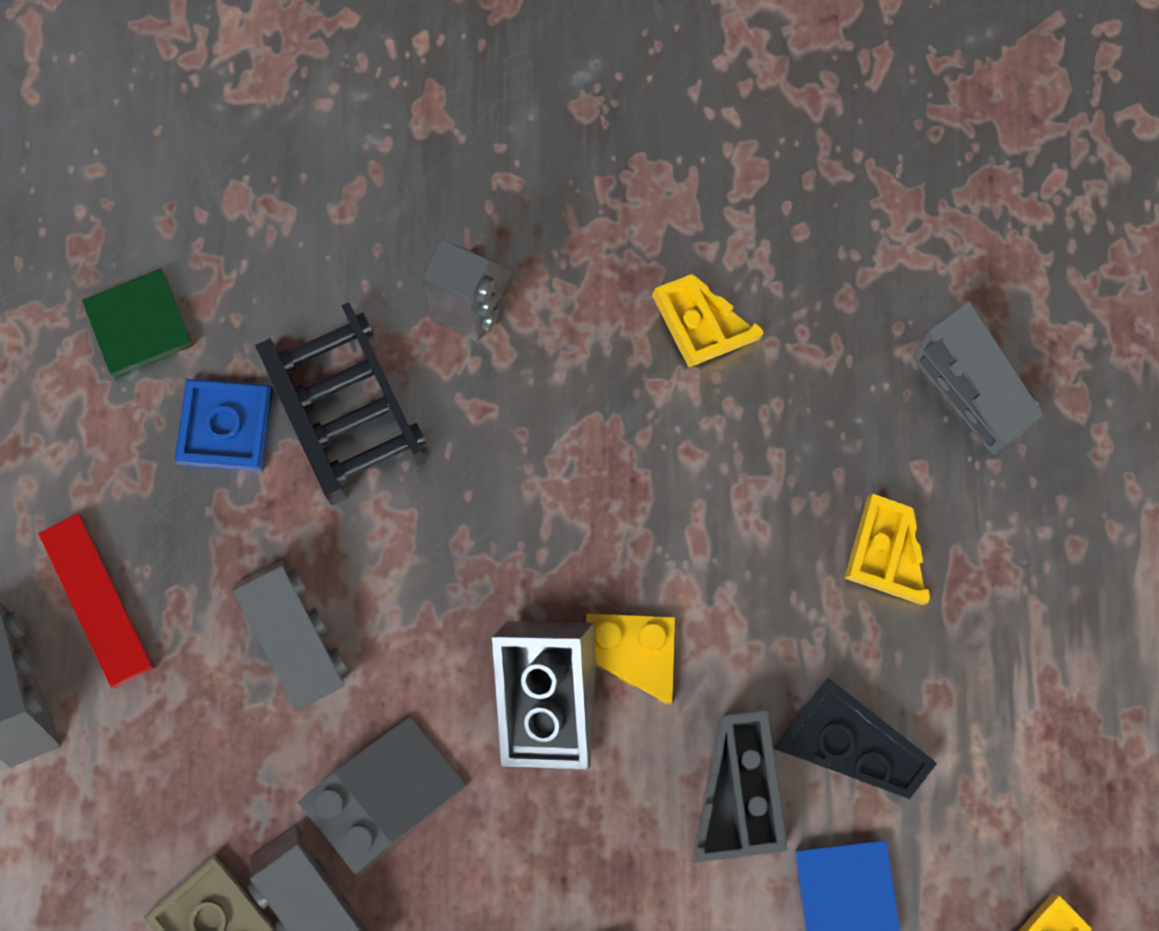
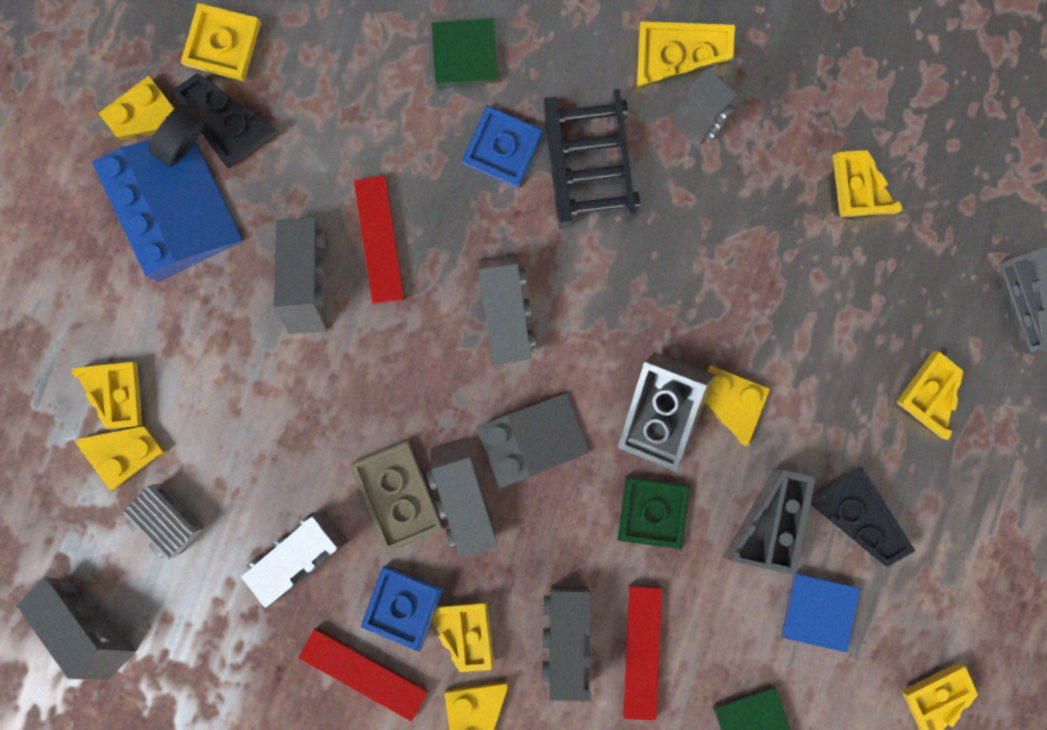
camera: 20 degrees right, 10 degrees up
(410, 227) = (679, 48): none -> yellow wing
(578, 836) = (653, 512): none -> dark green tile

